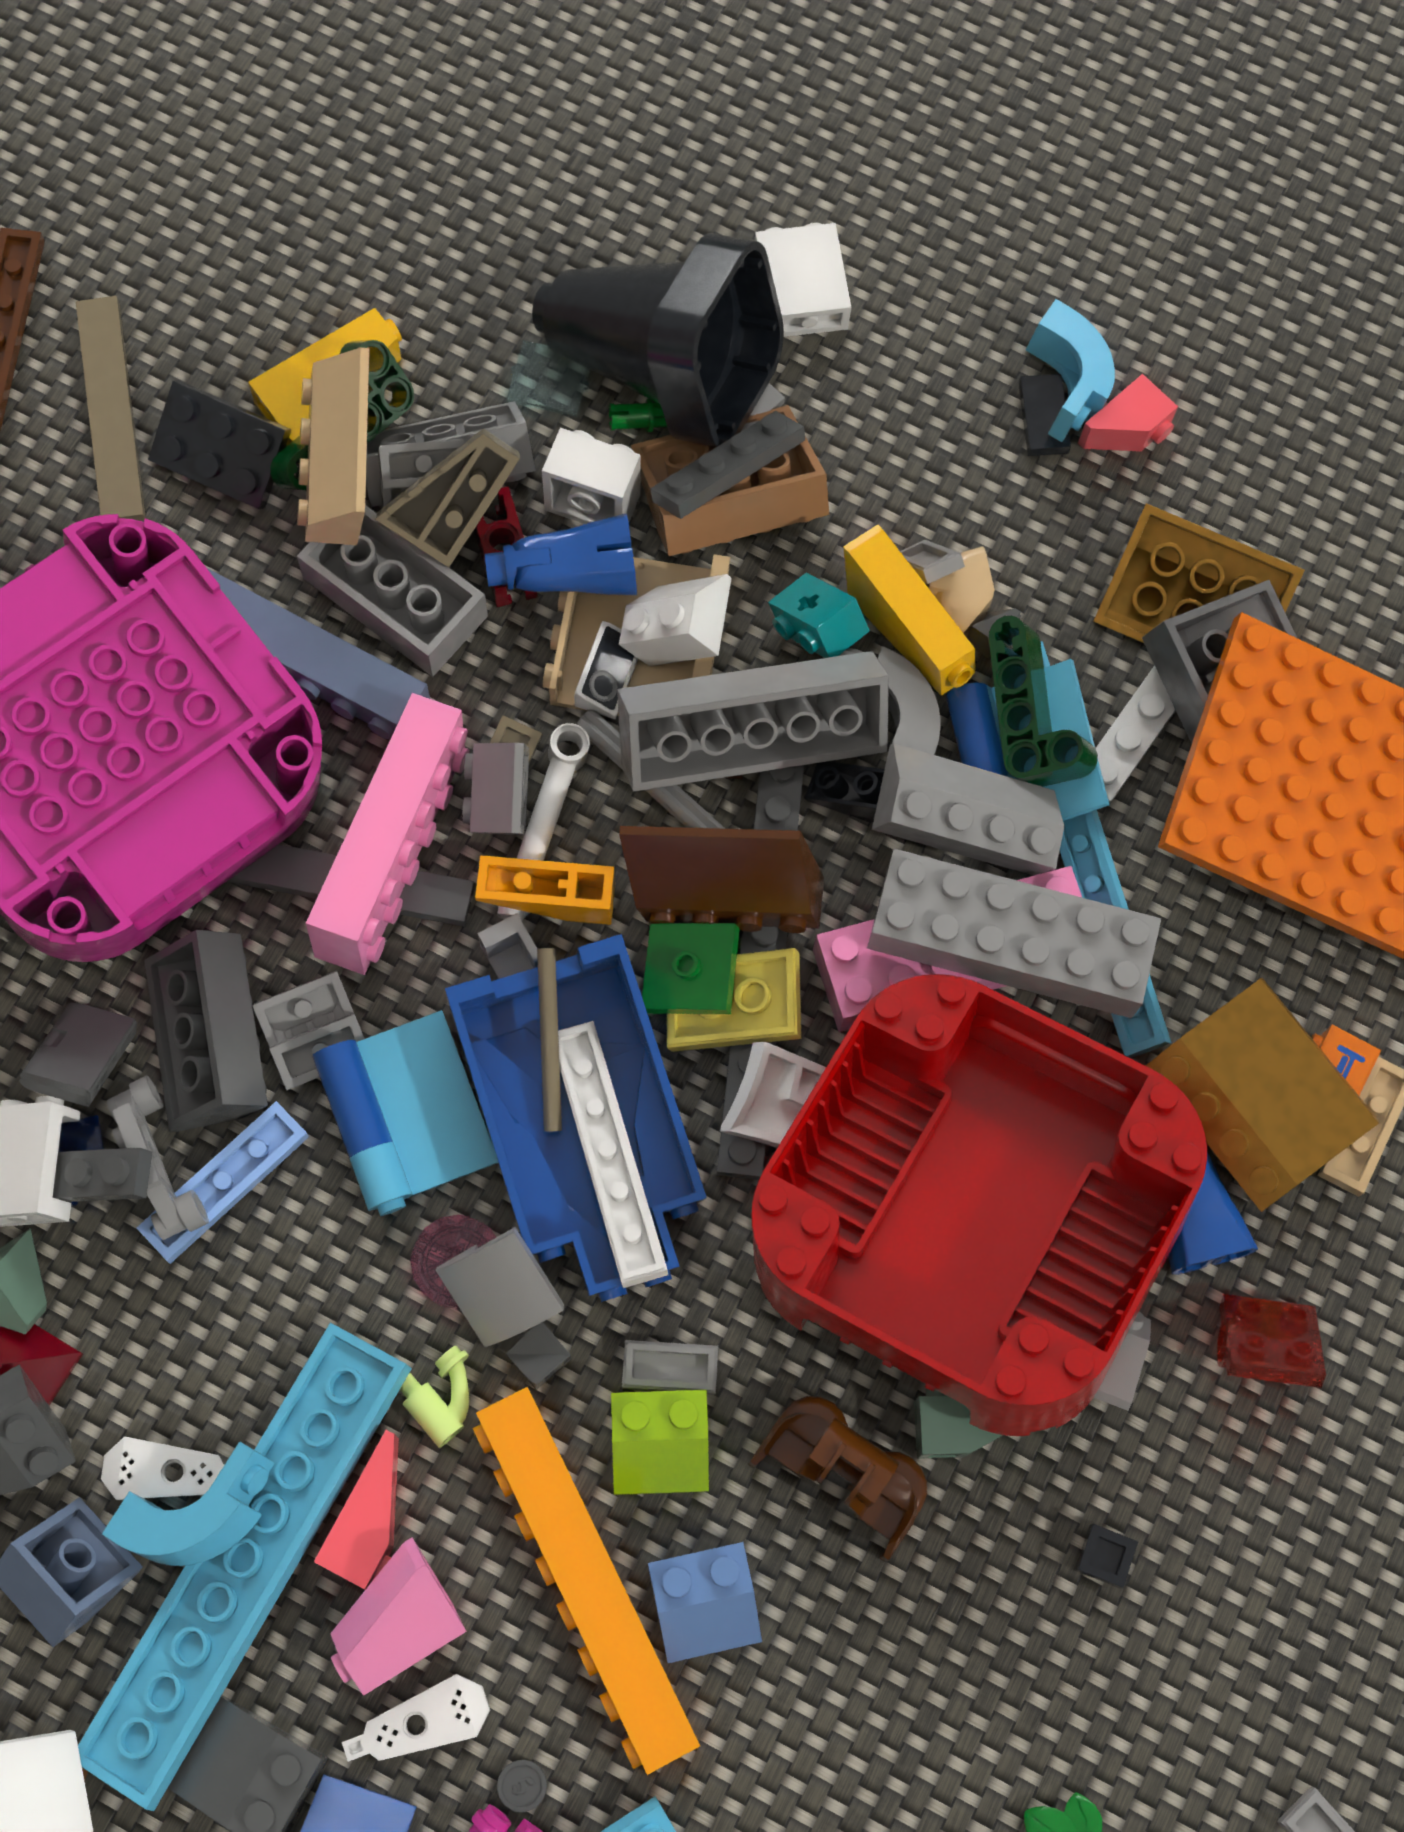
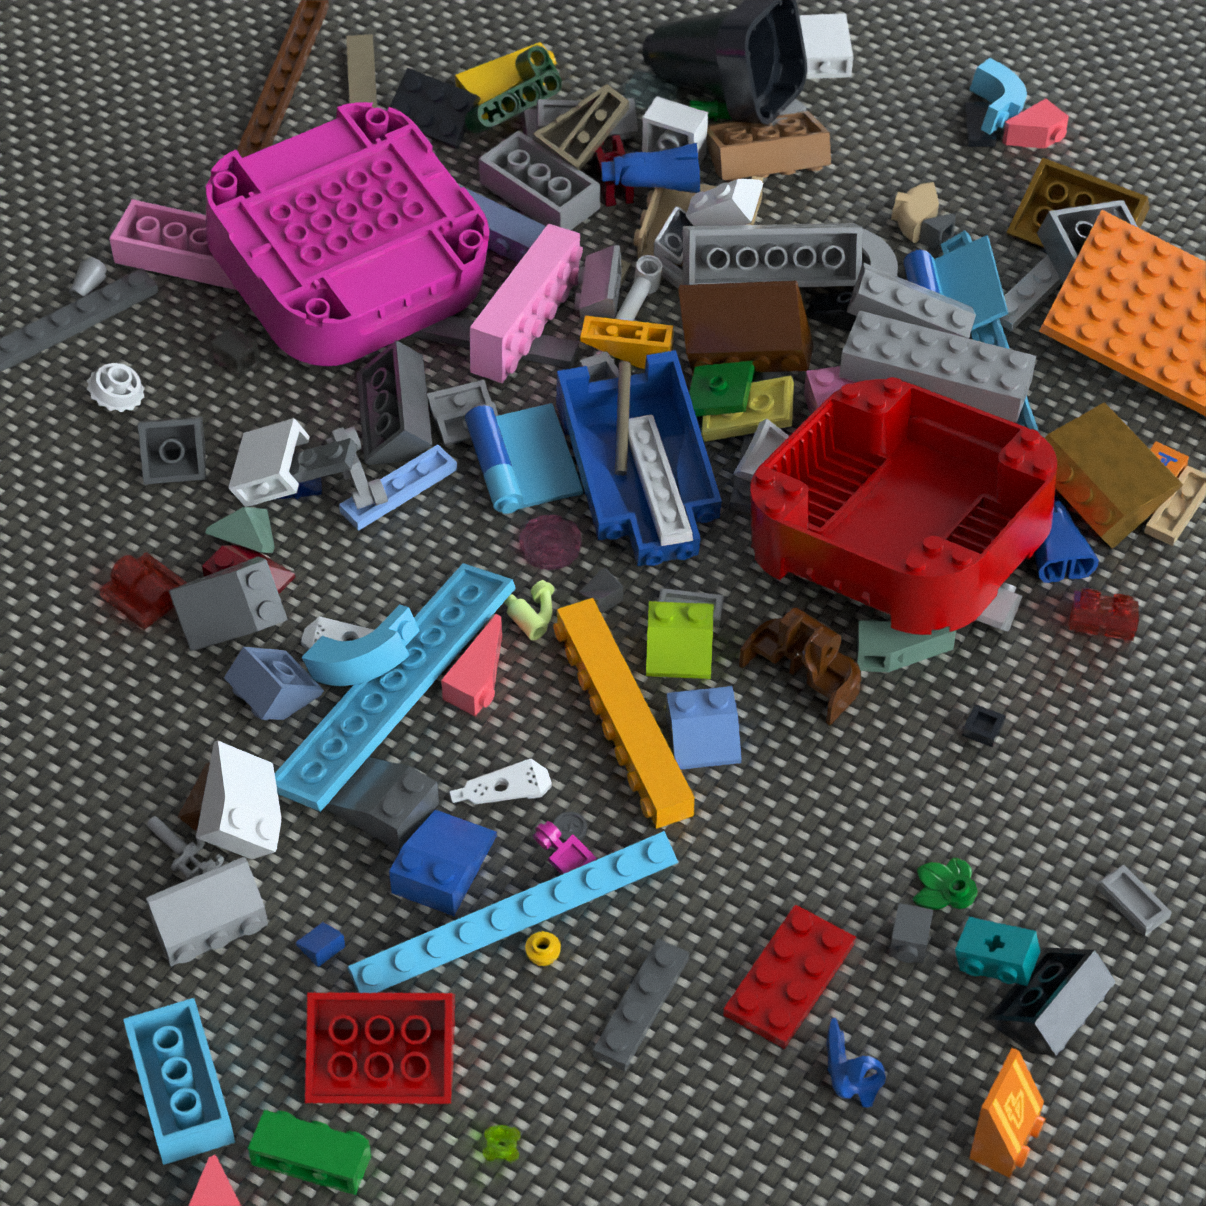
camera: 10 degrees right, 20 degrees down
(79, 1053) = (312, 408): dark grey piece -> none
(335, 448) = (510, 95): tan slope -> none
(394, 1622) = (494, 716): bright pink slope -> none
(500, 1288) = (578, 545): light grey slope -> none
(727, 464) = (760, 128): dark grey plate -> none
(818, 616) = (820, 208): teal brick -> none
(907, 611) = (877, 207): yellow slope -> none
(932, 560) = (894, 186): light grey tile -> none
(1031, 699) = (955, 273): dark green beam -> none

